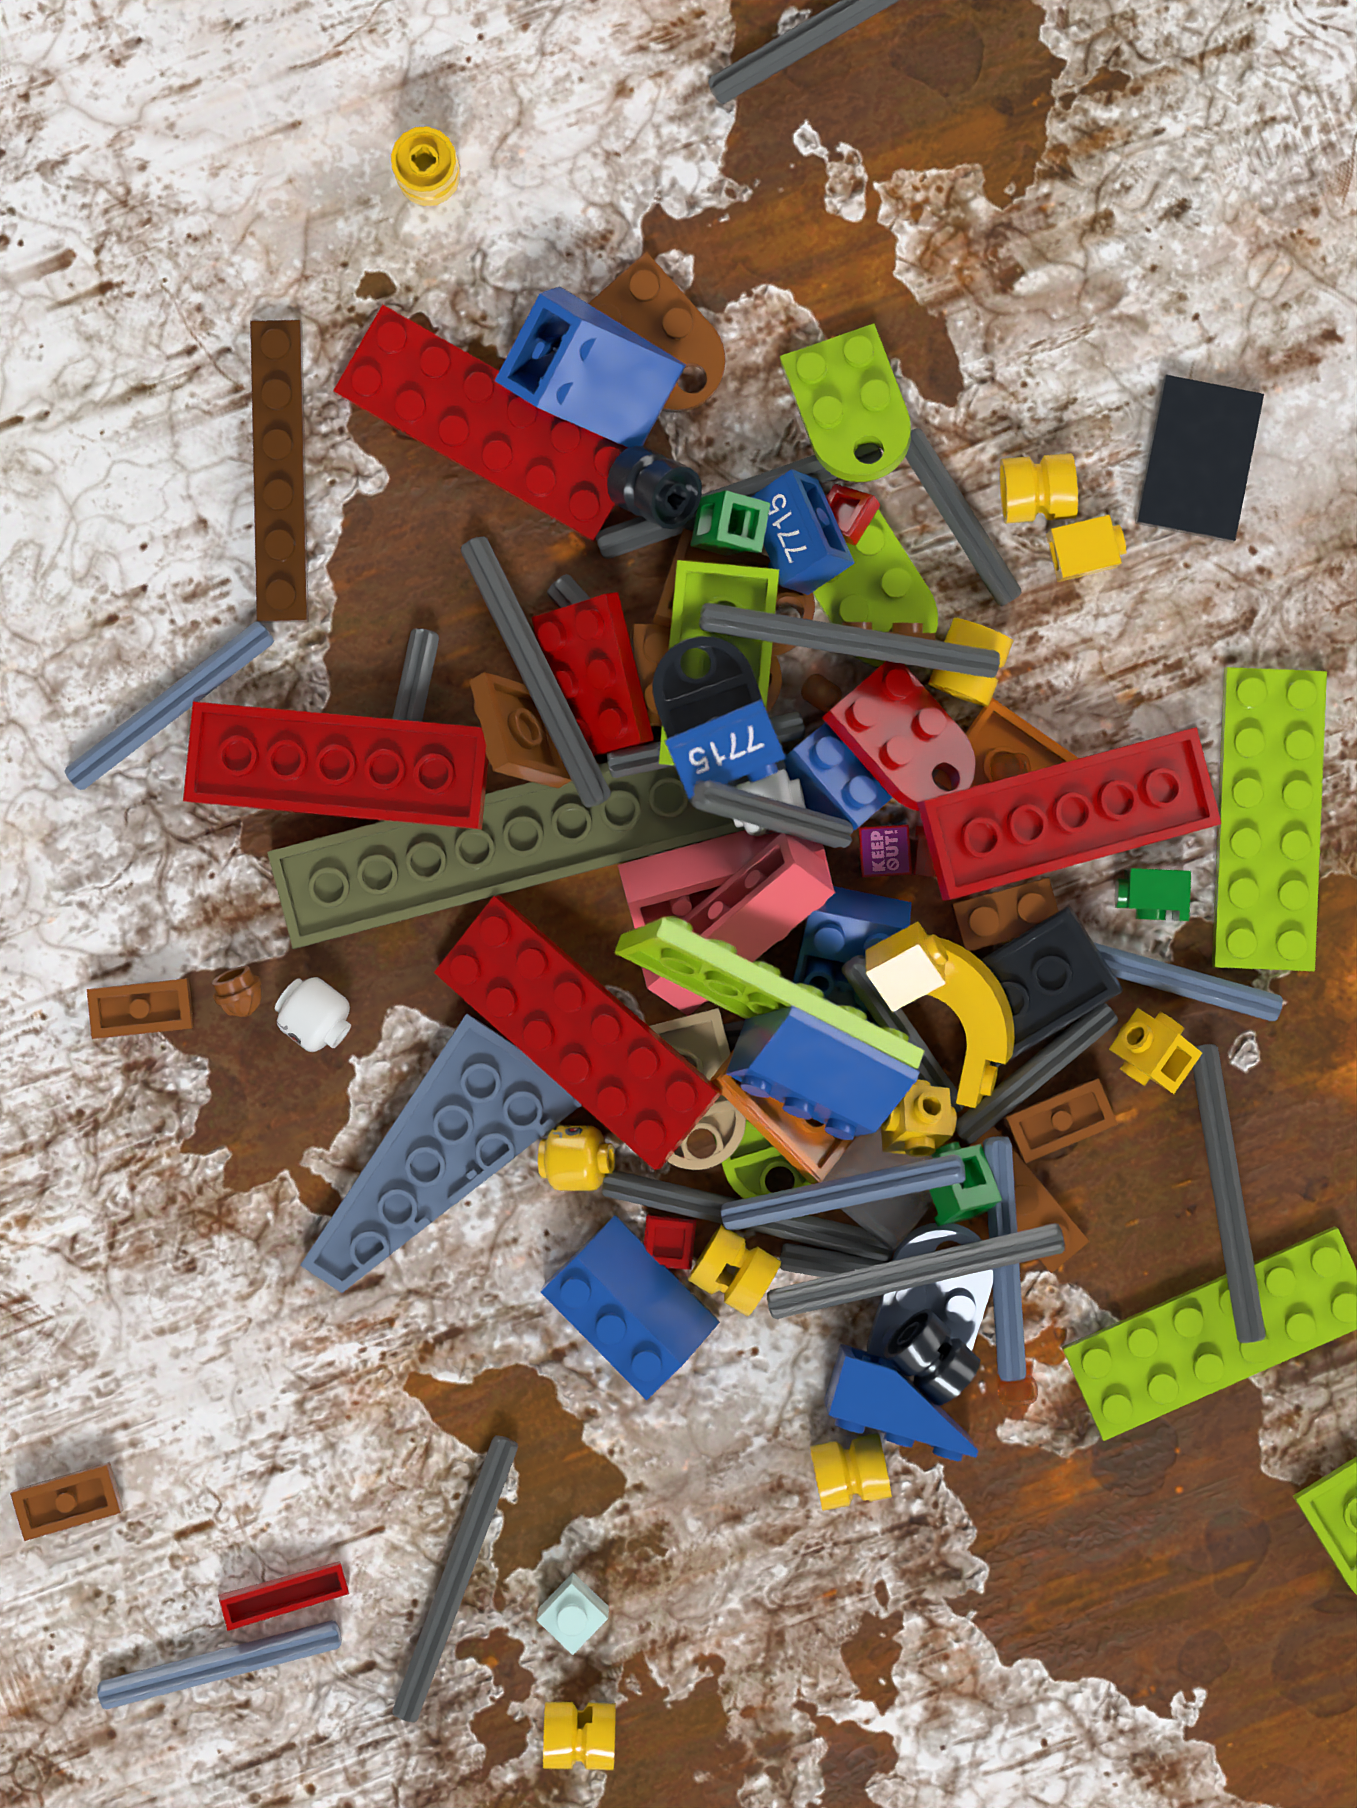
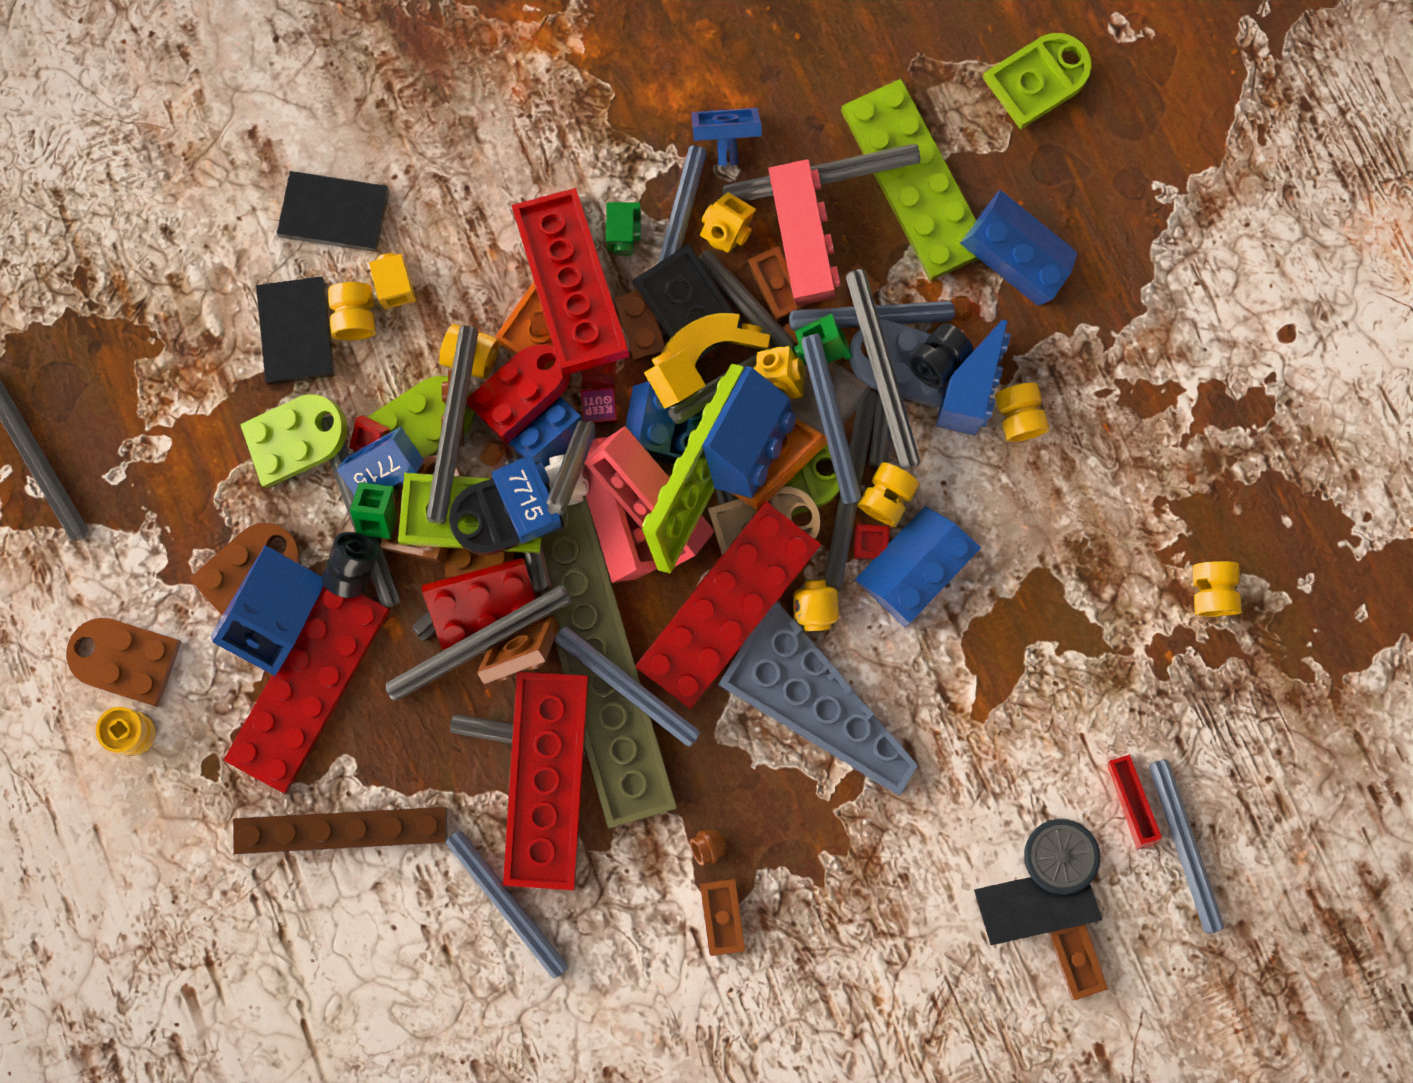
camera: 90 degrees left, 10 degrees down
(143, 1450) = (1026, 910): none -> black sticker
(209, 1489) = (1062, 856): none -> dark grey wheel
(313, 1014) = (722, 792): white head -> none
(455, 1579) = (1114, 681): dark grey axle -> none
(465, 883) = (627, 686): none -> sand blue axle
(533, 160) = (124, 659): none -> dark orange plate
(572, 1613) = (1132, 596): light aqua brick -> none
(961, 519) = (375, 362): dark grey axle -> none
(1016, 402) = (295, 330): none -> black tile
(1100, 1486) = (1020, 249): none -> blue slope
(1131, 1162) = (802, 232): none -> coral brick
(1269, 819) = (572, 157): lime plate -> none
(1303, 1053) = (726, 128): none -> blue tile

